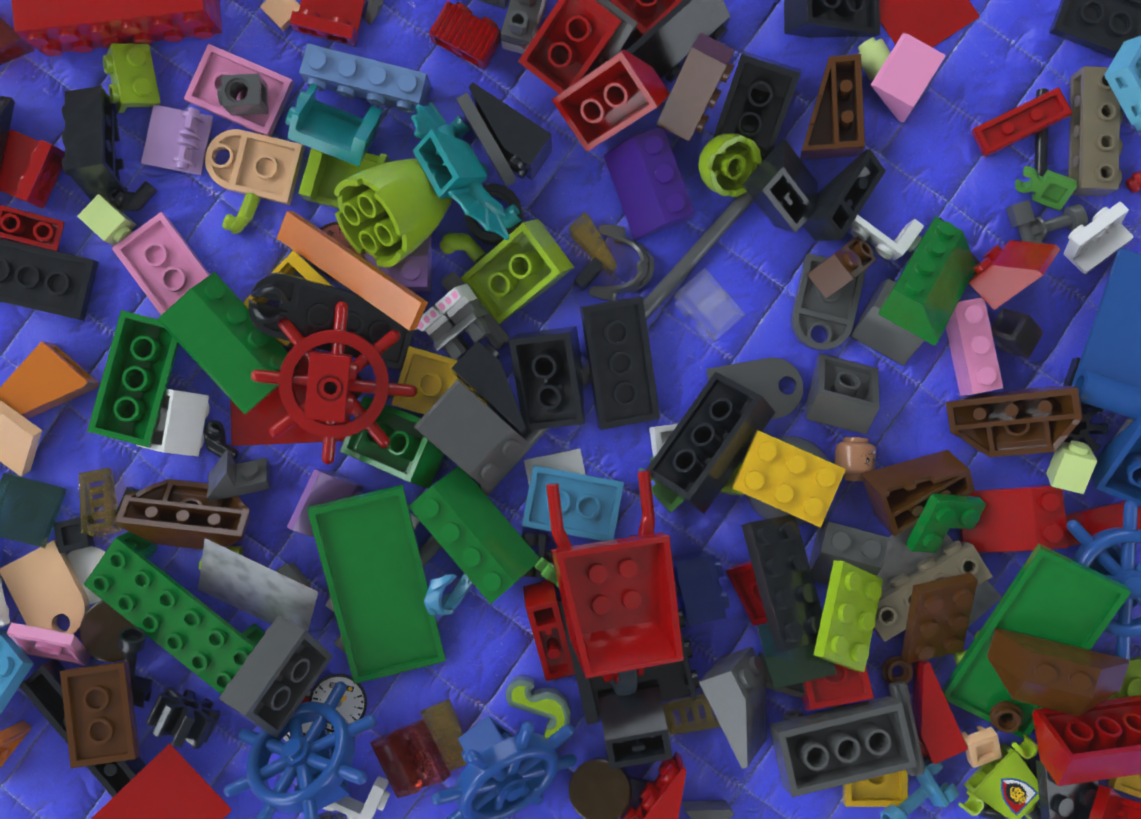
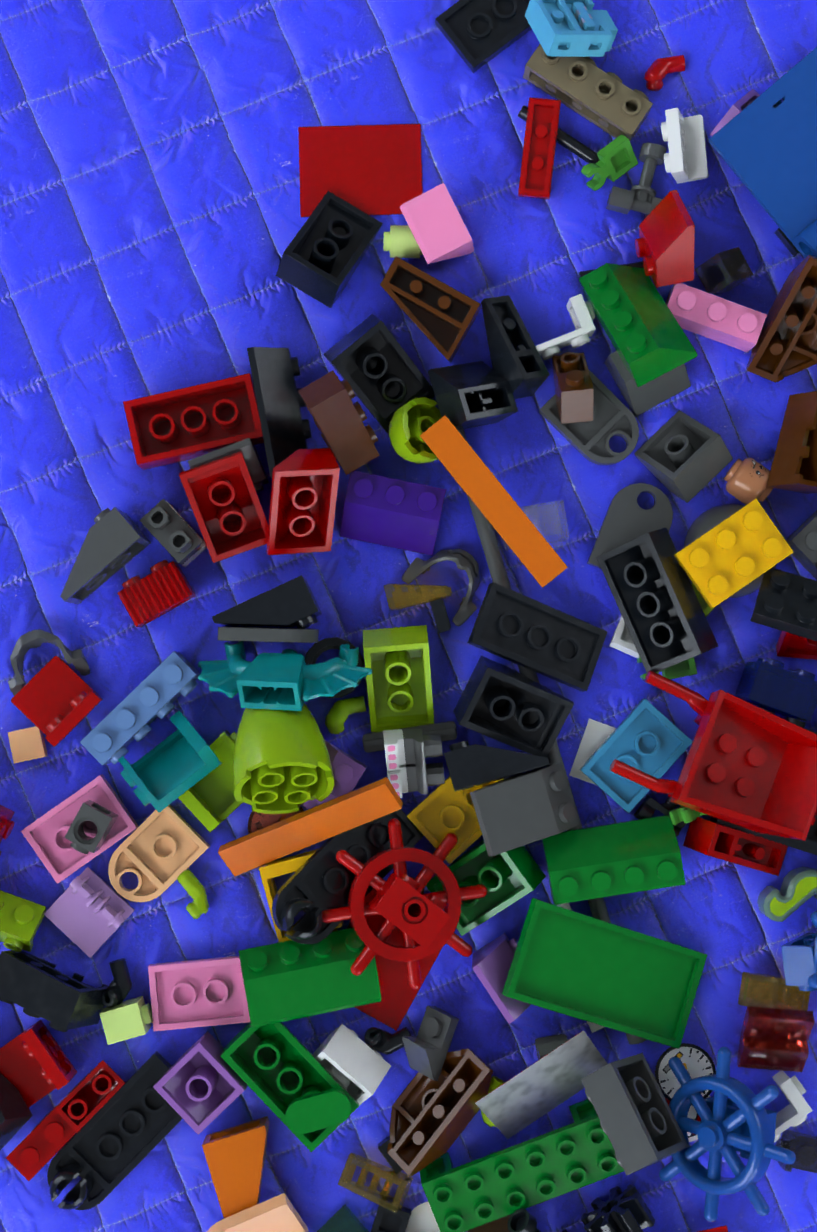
camera: 55 degrees left, 0 degrees up
(89, 309) = (200, 1084): none -> medium lavender slope
(123, 415) = (318, 1111): none -> green tile
(449, 601) = (656, 924): dark azure helmet -> none
(709, 255) = (493, 501): none -> orange tile

